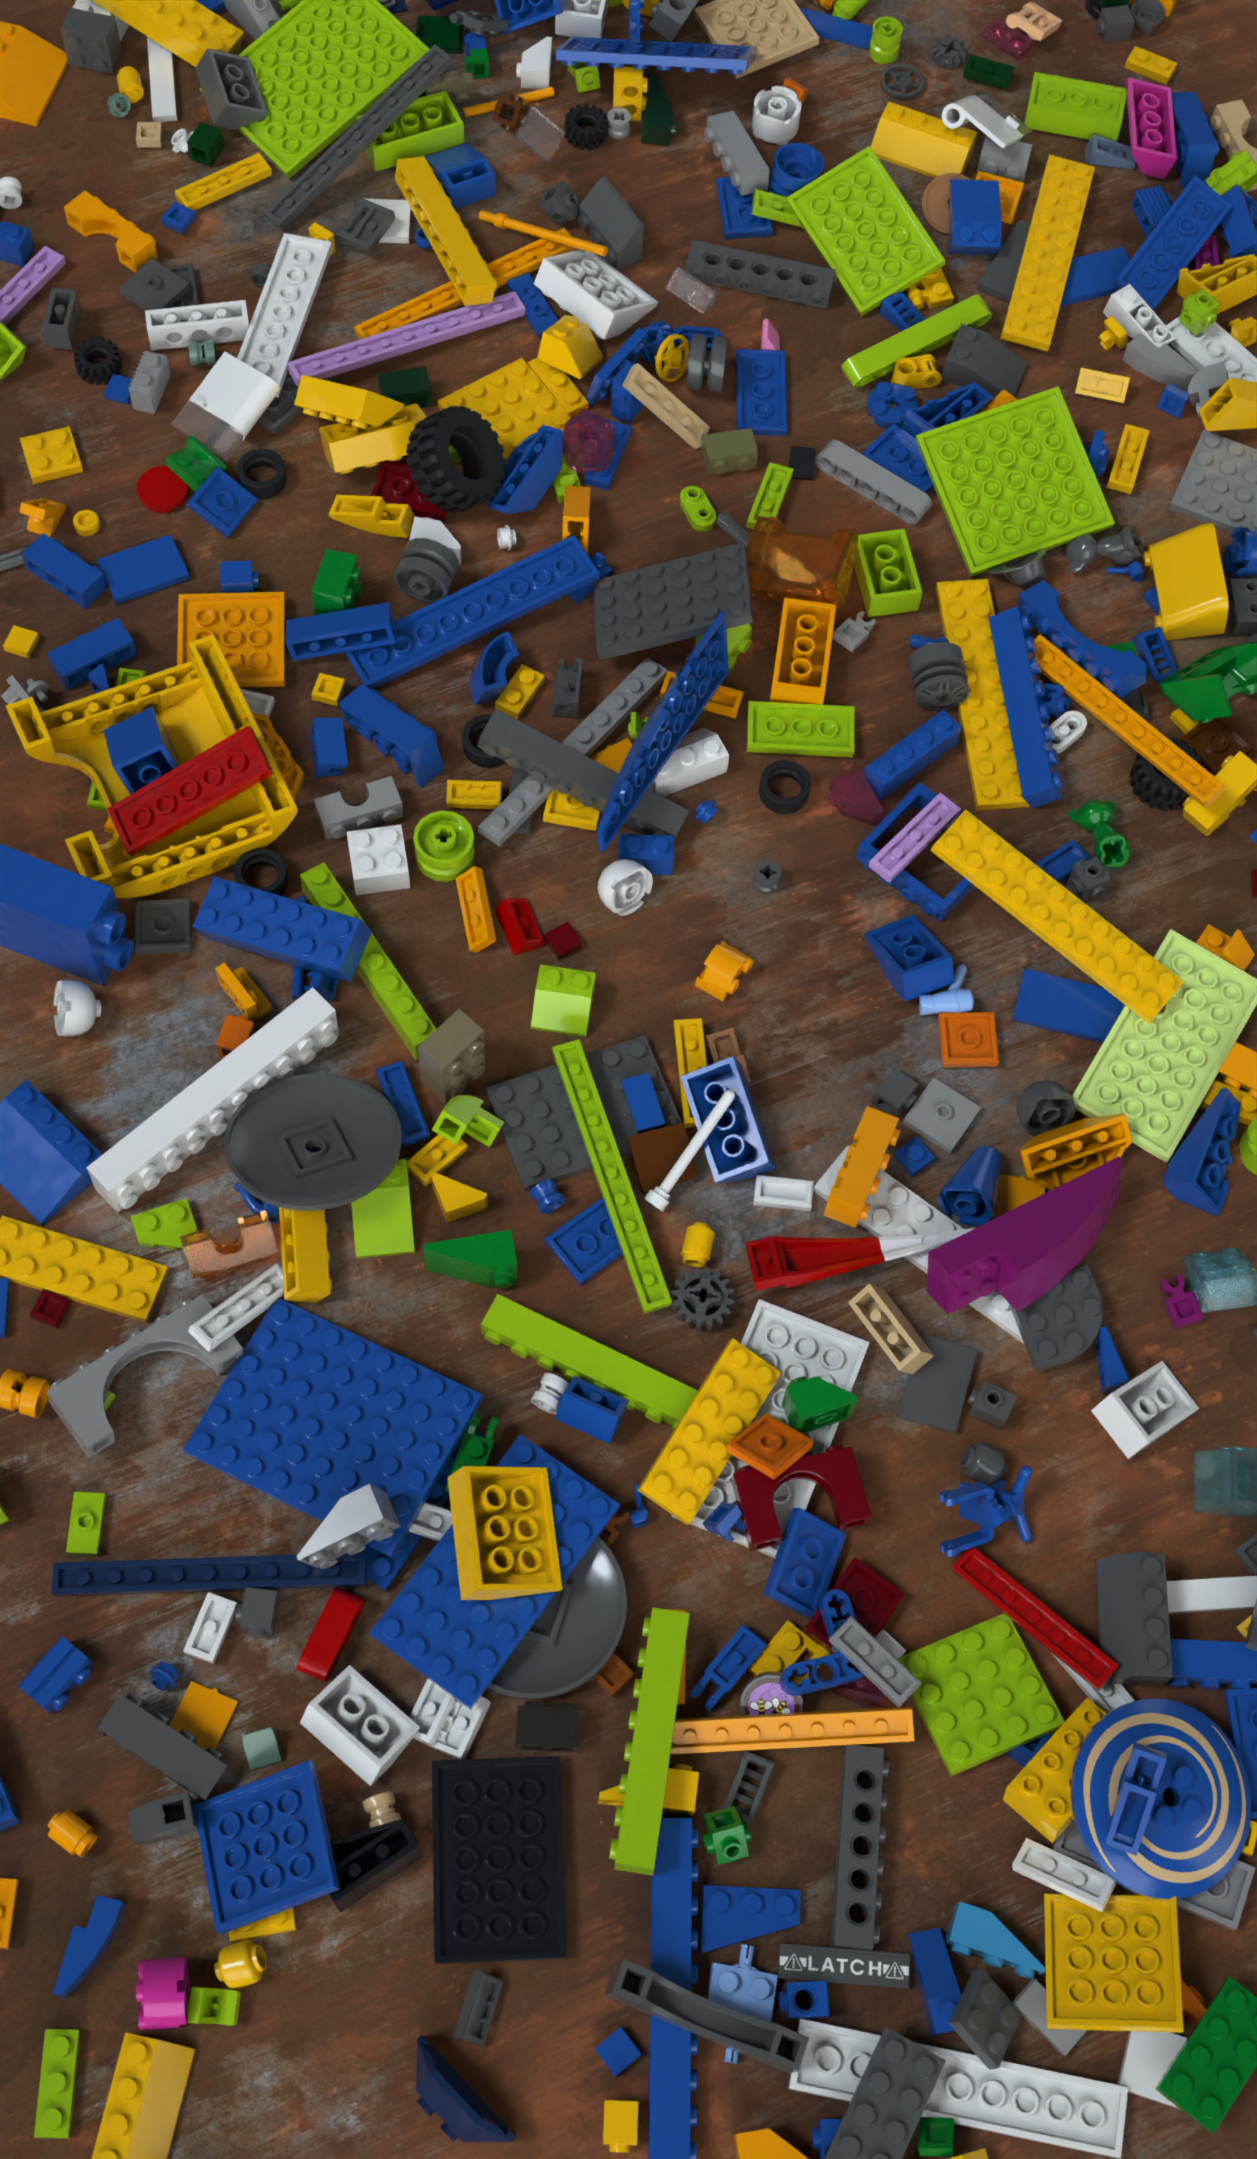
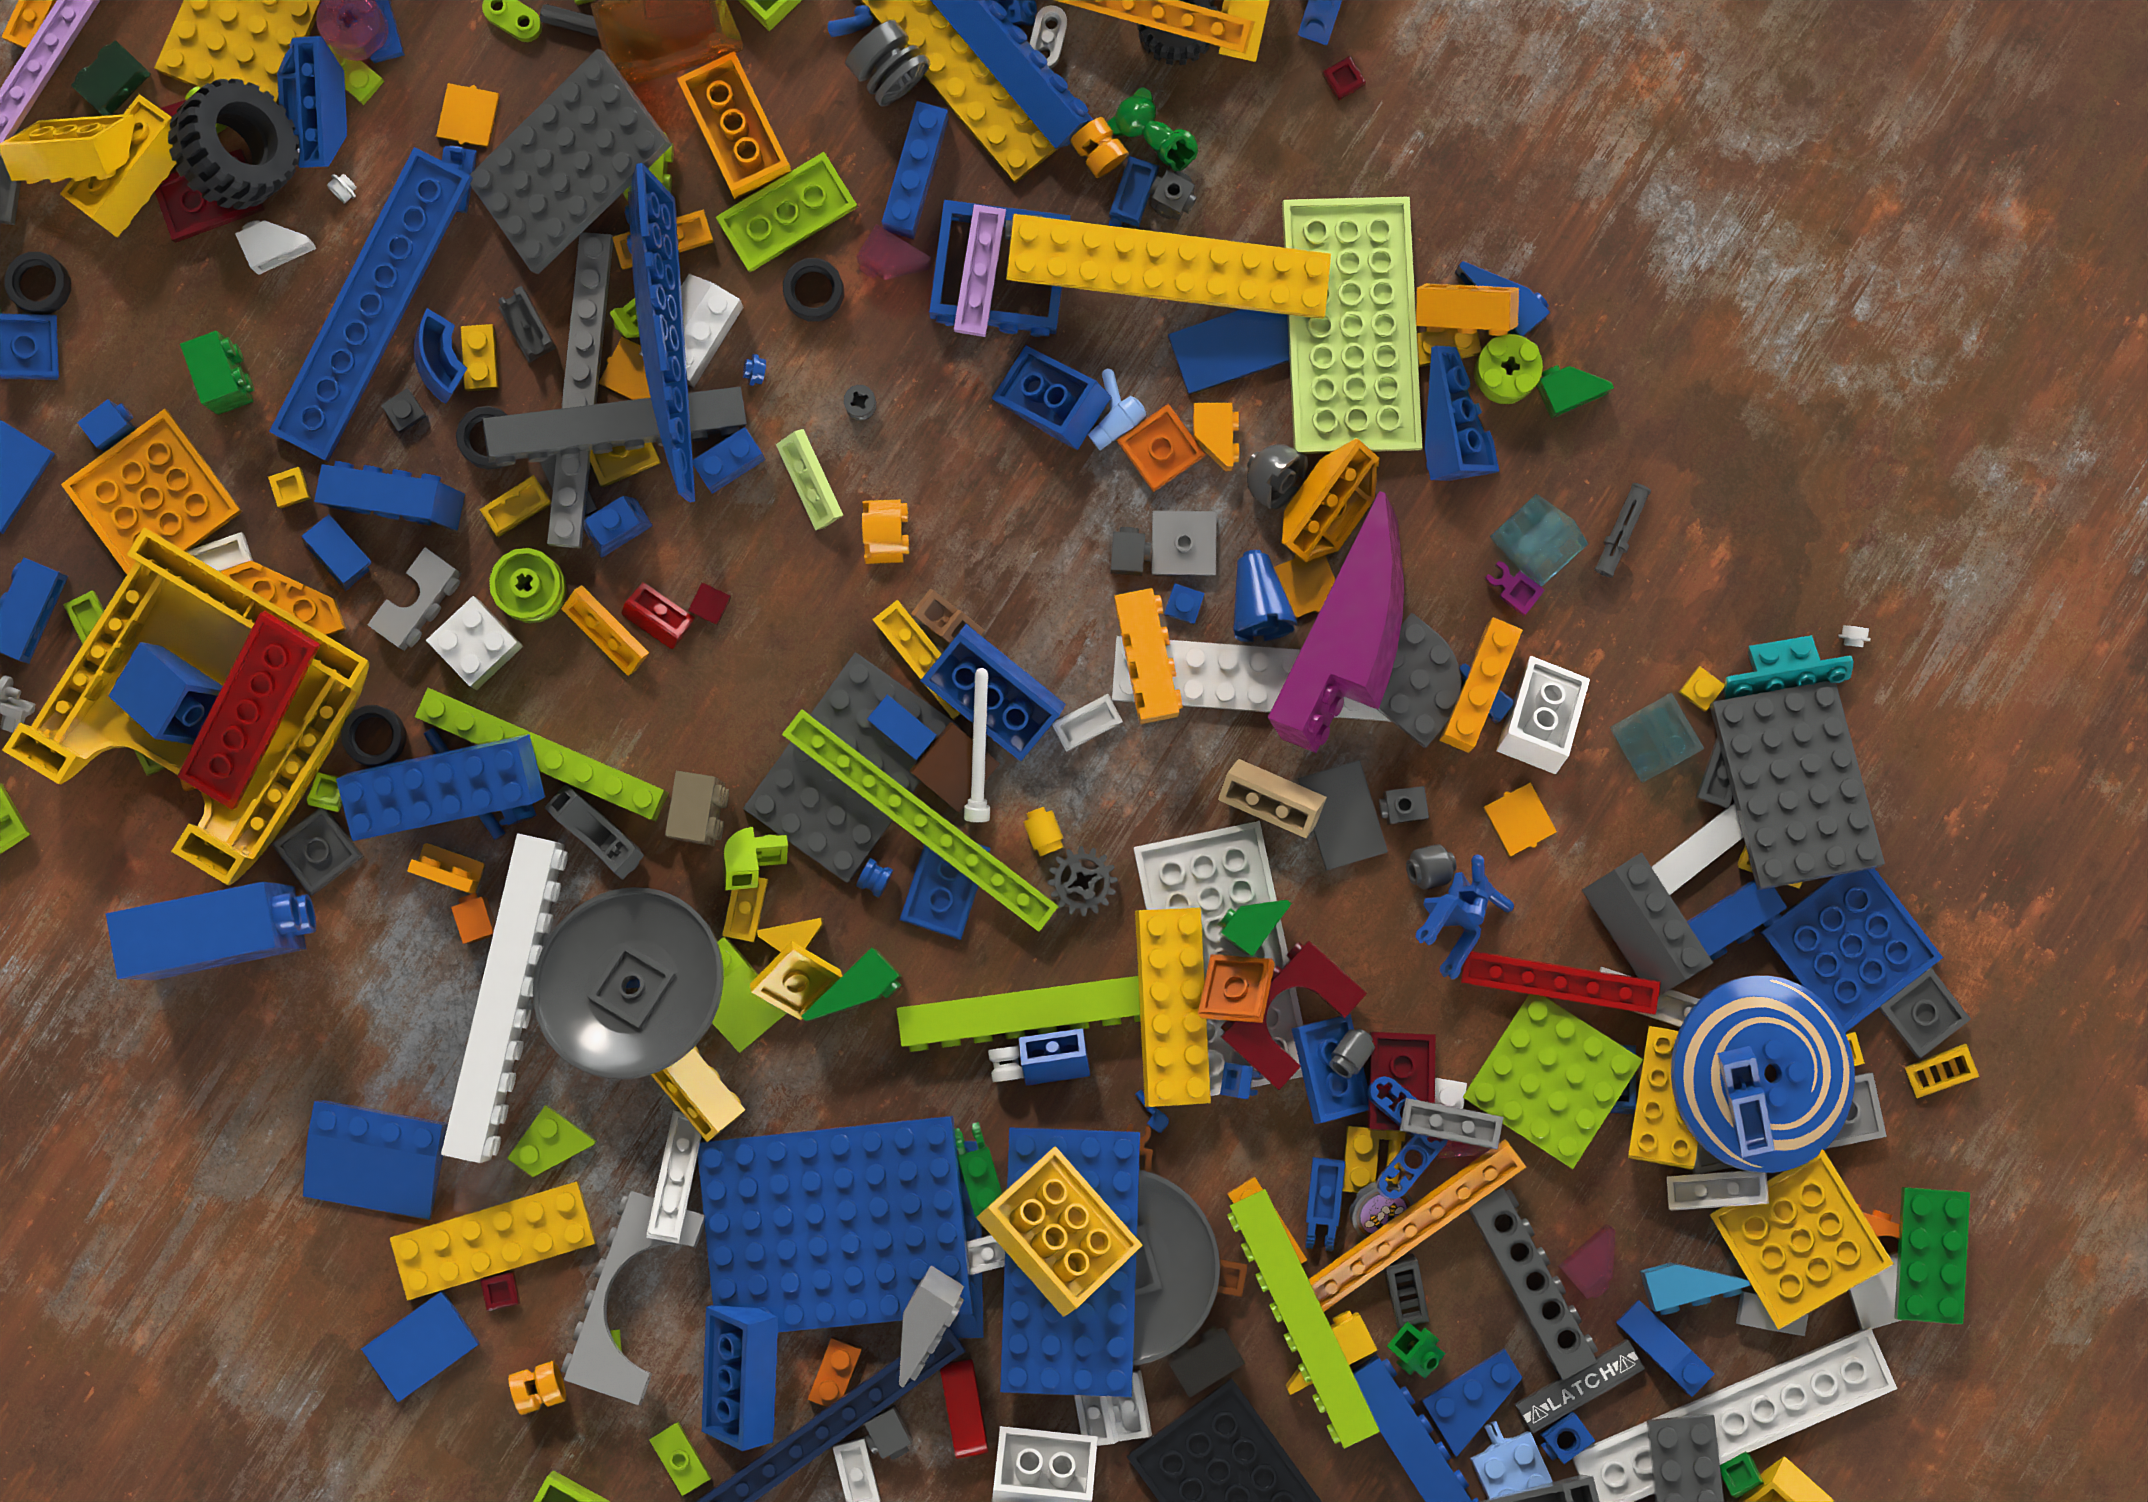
camera: 30 degrees left, 20 degrees up
(75, 1008) = (302, 995): white cylinder -> none
(98, 679) = (59, 636): blue slope -> none
(179, 1486) = (739, 1375): none -> blue slope
(196, 890) = (325, 793): none -> lime tile
(208, 1257) = (608, 1148): clear orange arch -> none
(253, 1537) = (834, 1372): none -> orange plate
(340, 631) = (257, 419): blue brick -> none
(367, 1030) = (595, 831): none -> dark grey arch
(373, 515) = (187, 254): yellow slope -> none
(401, 1096) = (678, 877): blue plate -> none
(425, 570) = (293, 290): dark grey wheel -> none
(434, 1220) = (795, 980): none -> yellow plate
(443, 692) = (404, 410): none -> dark grey plate
(535, 845) = (616, 524): none -> blue torso
(563, 1000) = (755, 670): lime slope -> none
(576, 514) = (399, 117): light orange slope -> none
(623, 547) = (467, 115): none -> light orange piece
(624, 885) = (730, 510): white cylinder -> none
(694, 903) = (809, 479): none -> yellowish green plate
(803, 1260) = (1149, 782): red plate -> none
(828, 1558) = (1352, 1053): none -> dark grey brick
(853, 633) = (767, 61): light grey plate -> none
(916, 1867) = (1592, 1263): none -> clear pink slope
(985, 2019) = (1724, 1355): dark grey plate -> none
(1016, 1051) = (1214, 432): none -> light orange slope
(1055, 818) = (1099, 147): none -> light orange wheel
(1077, 1478) = (1520, 819): none -> light orange piece
(1107, 1350) = (1481, 685): none -> light orange arch
(1231, 949) = (1345, 181): light orange slope -> none

